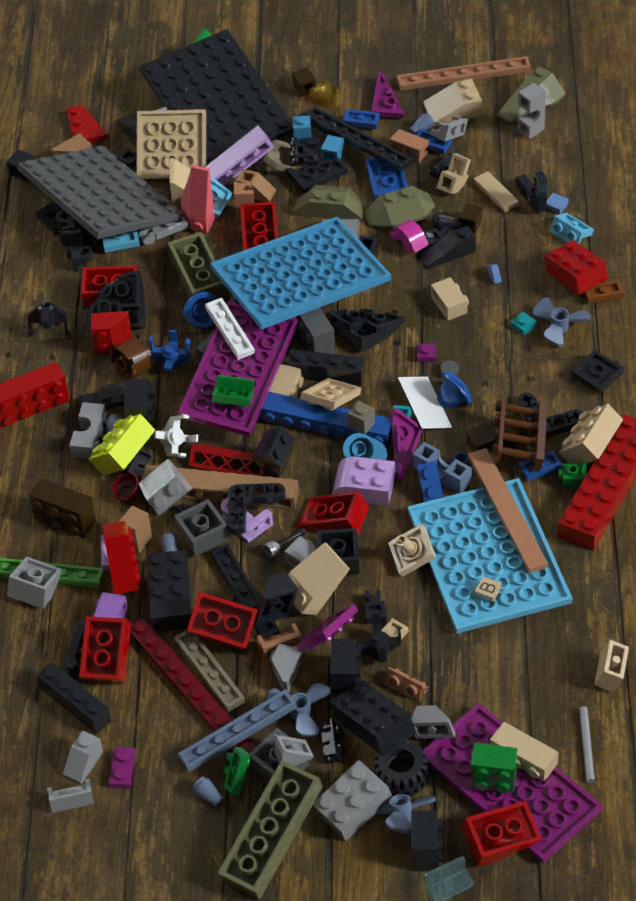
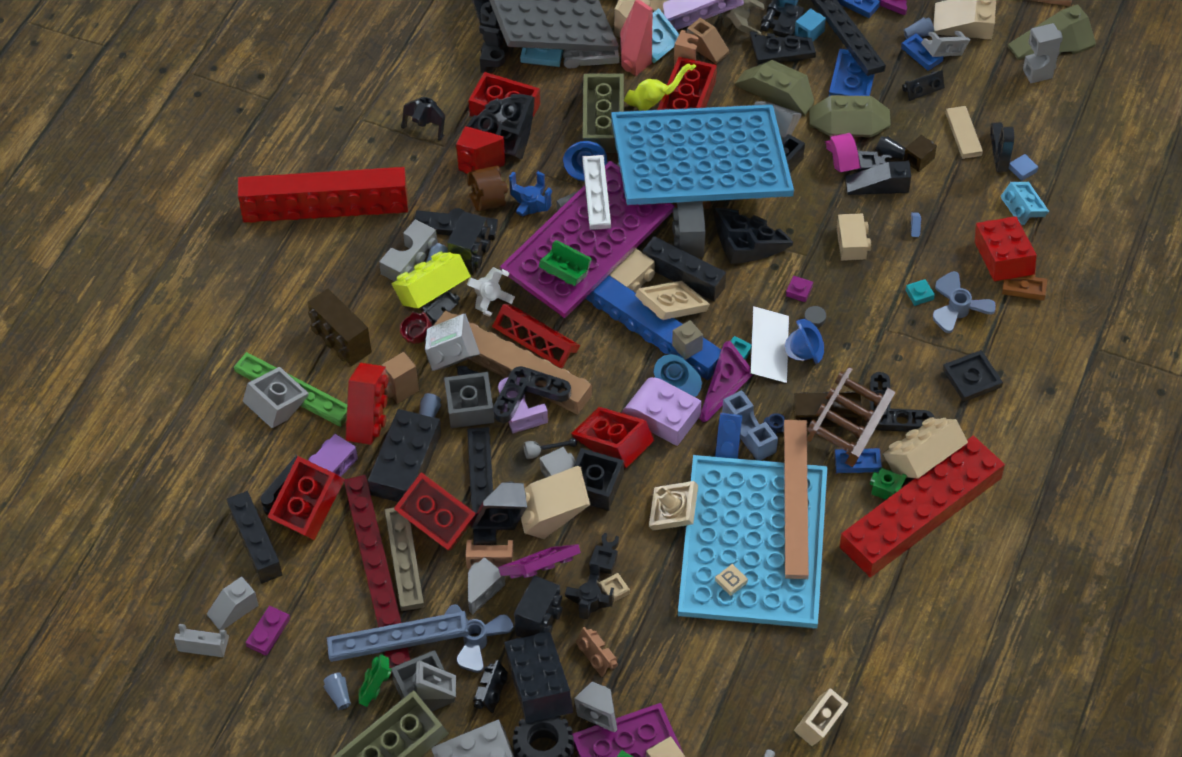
camera: 20 degrees right, 5 degrees up
(232, 238) = (652, 91): none -> neon yellow animal
(274, 451) = (581, 345): black slope -> none
(410, 145) = (893, 49): nougat hinge -> none
(455, 177) = (925, 102): tan brick -> none

